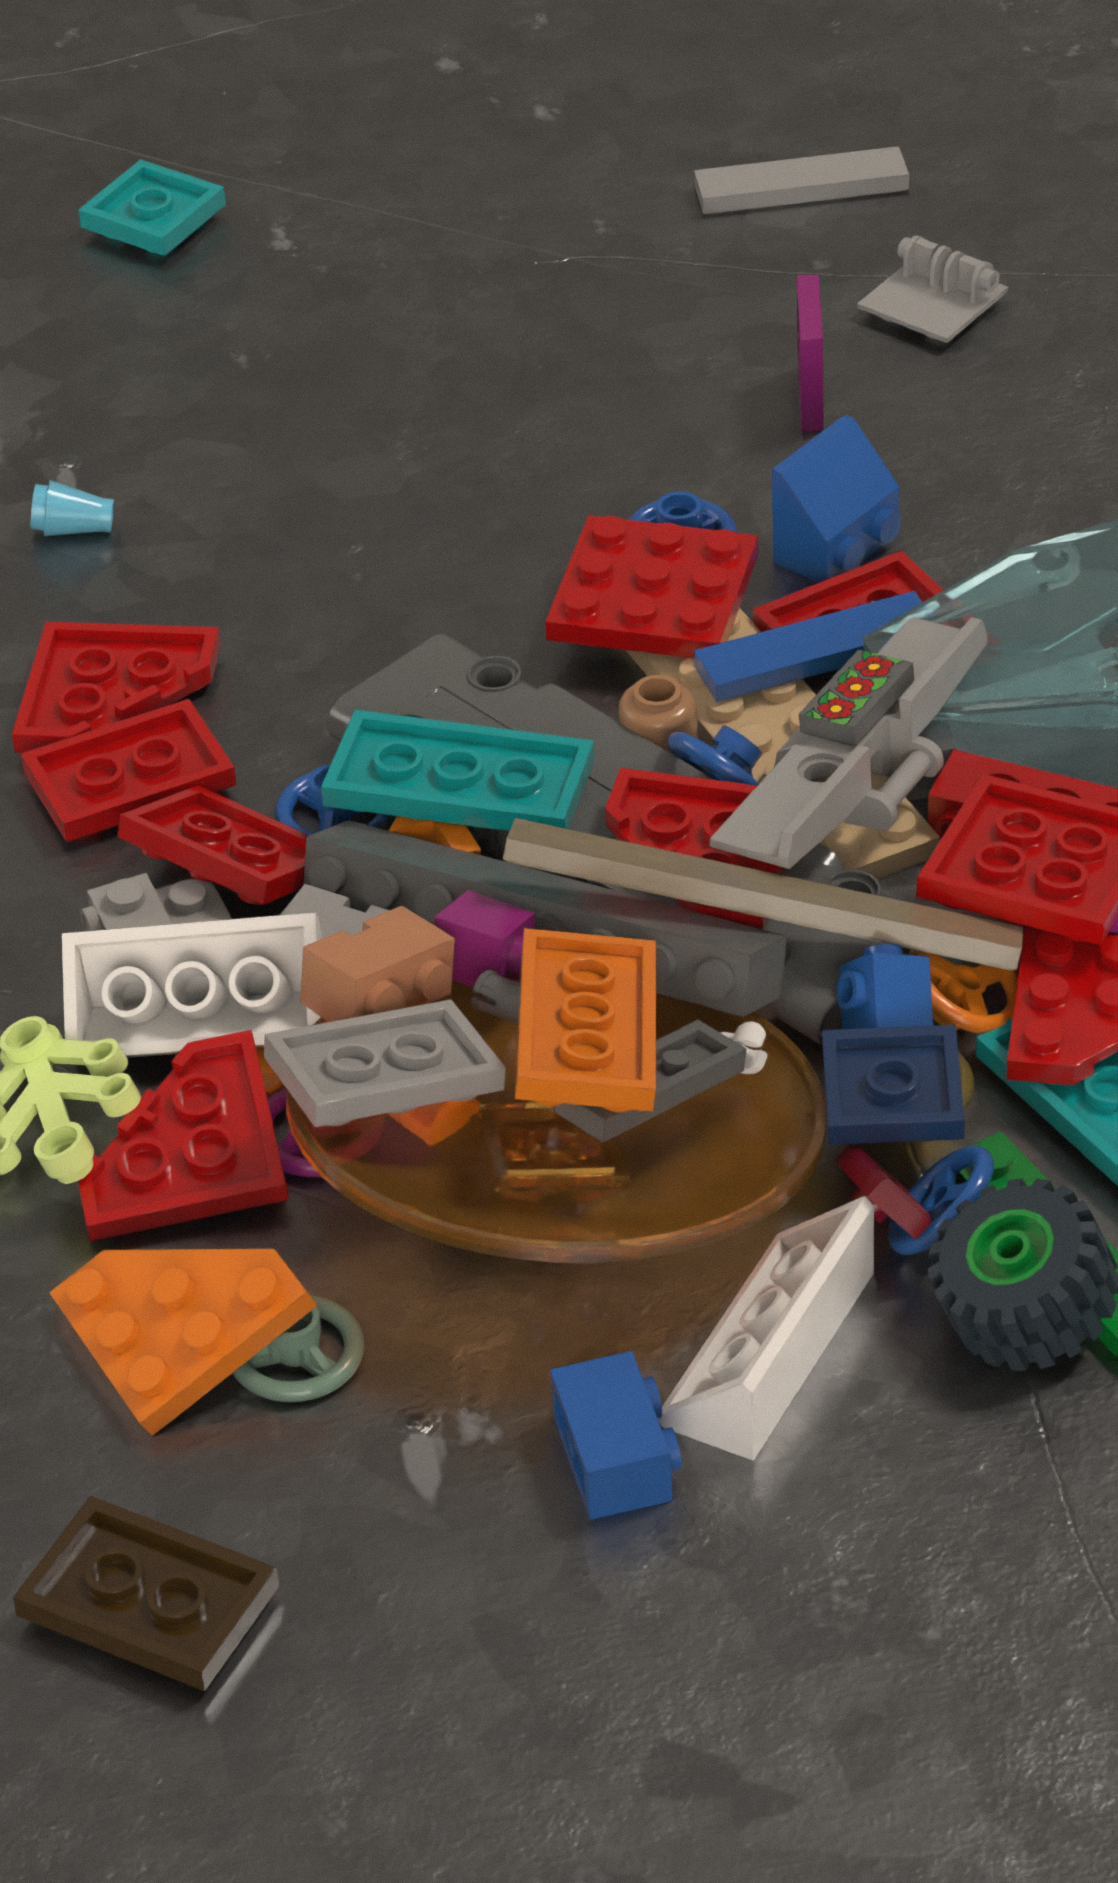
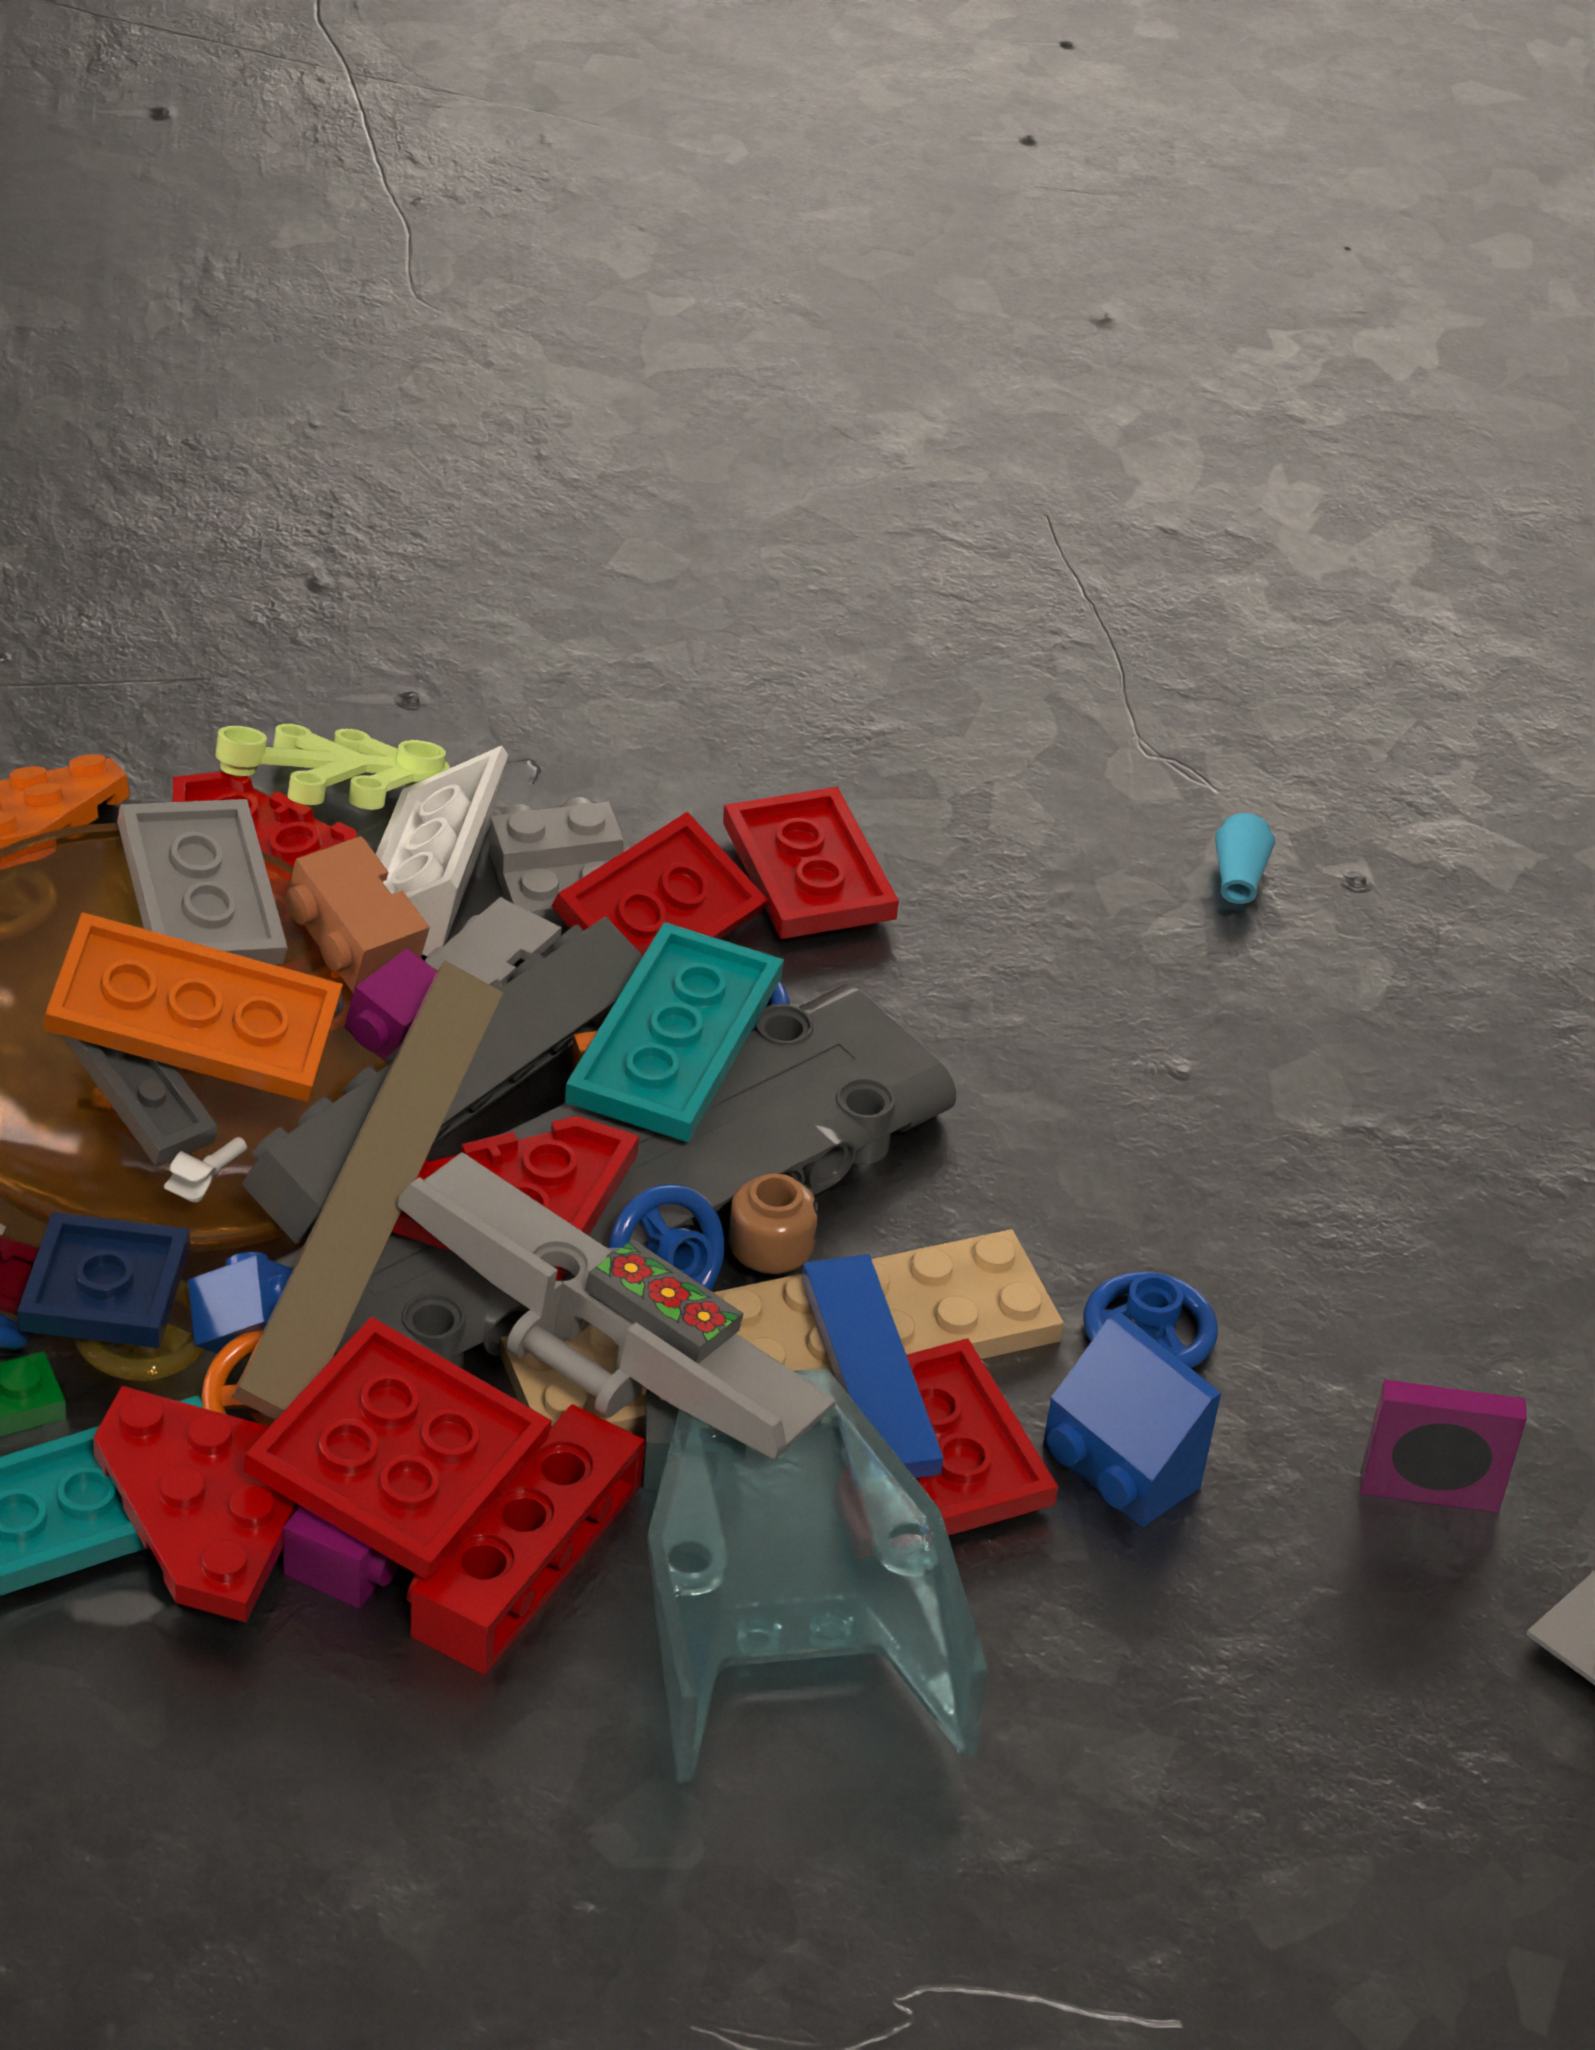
camera: 90 degrees right, 0 degrees up
(107, 674) = (955, 859): red plate -> none
(651, 586) = (1006, 1251): red plate -> none

